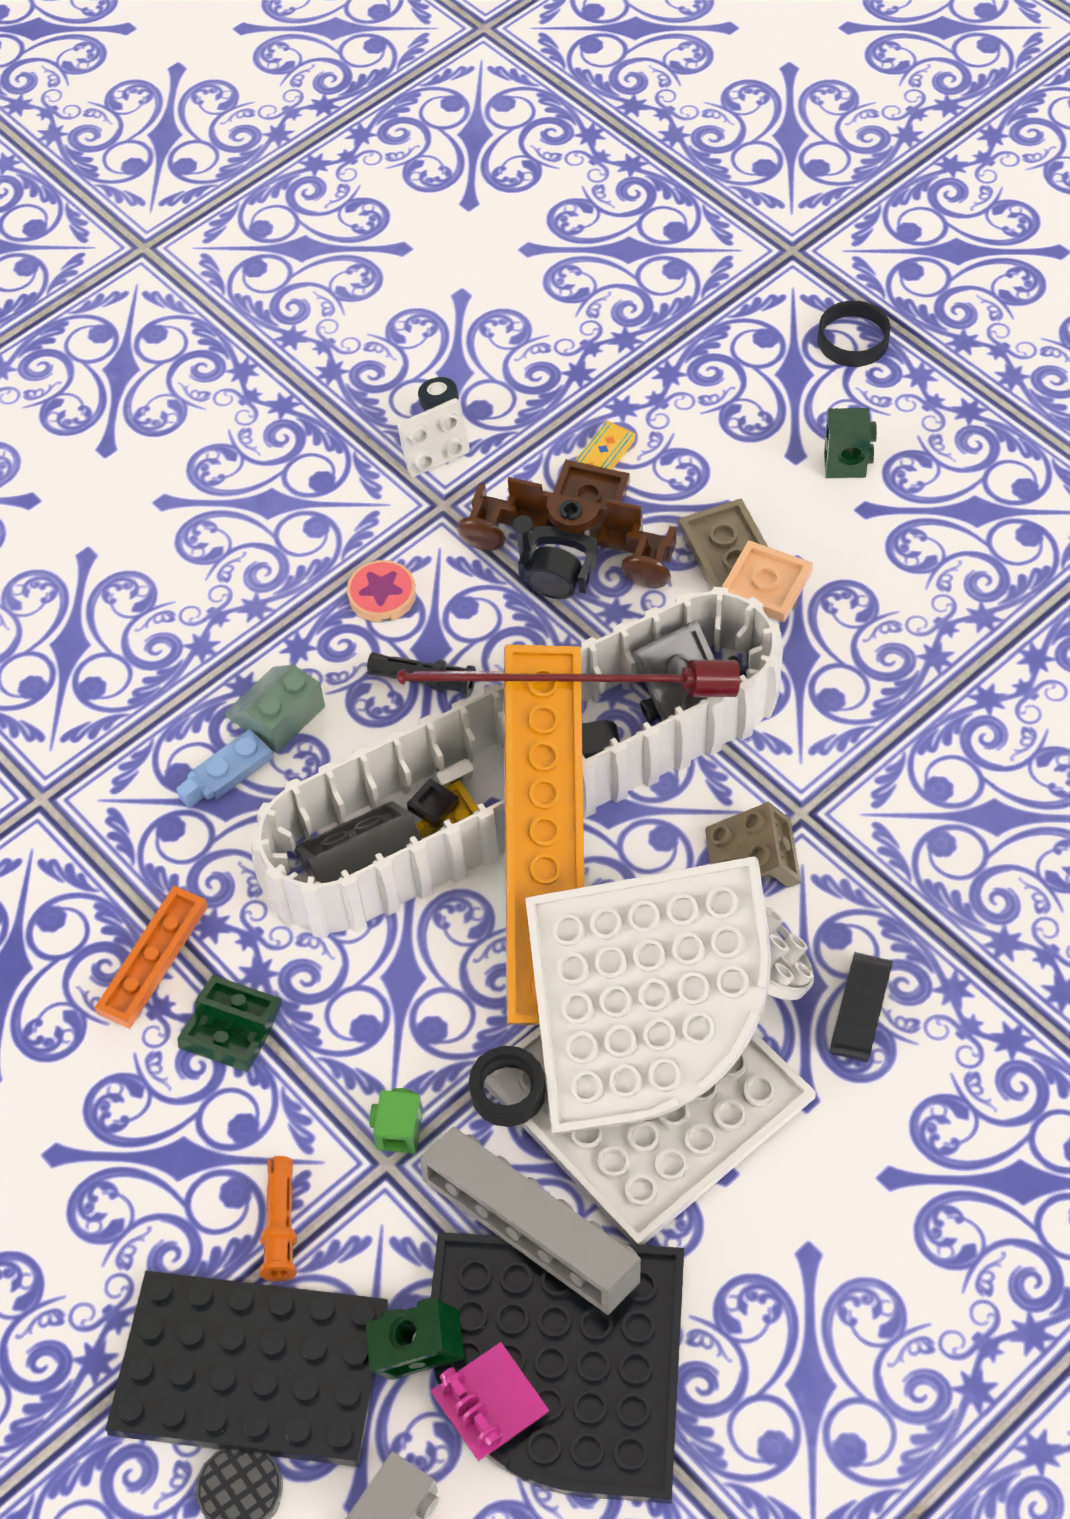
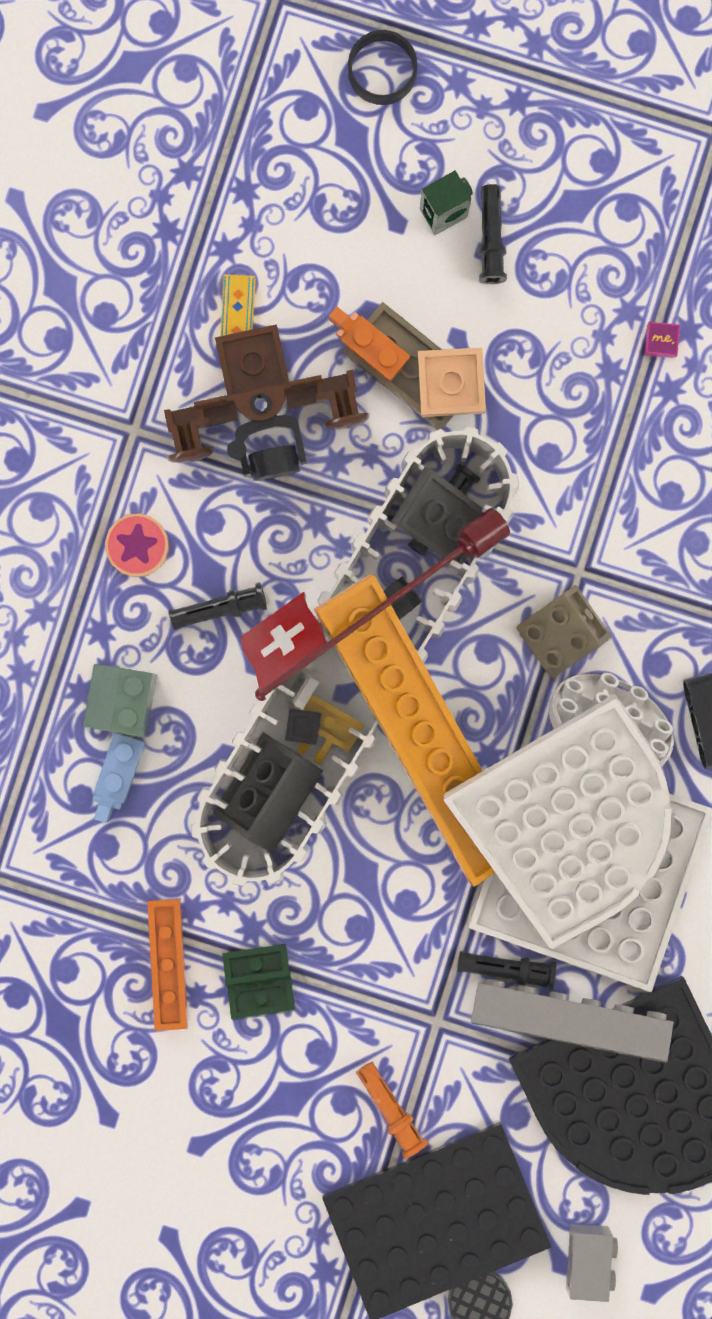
camera: 30 degrees left, 30 degrees up
(397, 1120) = (429, 993): bright green brick -> none
(435, 1344) = (535, 1164): dark green brick -> none
(437, 432) = (97, 362): white plate -> none
(489, 1401) = (617, 1162): dark pink hinge -> none
(495, 1141) = (523, 971): none -> black pin
(512, 1058) = (499, 957): black tyre -> none
(706, 521) = (369, 344): none -> orange hinge
(873, 505) = (492, 248): none -> black pin
(1002, 650) = (662, 340): none -> magenta tile

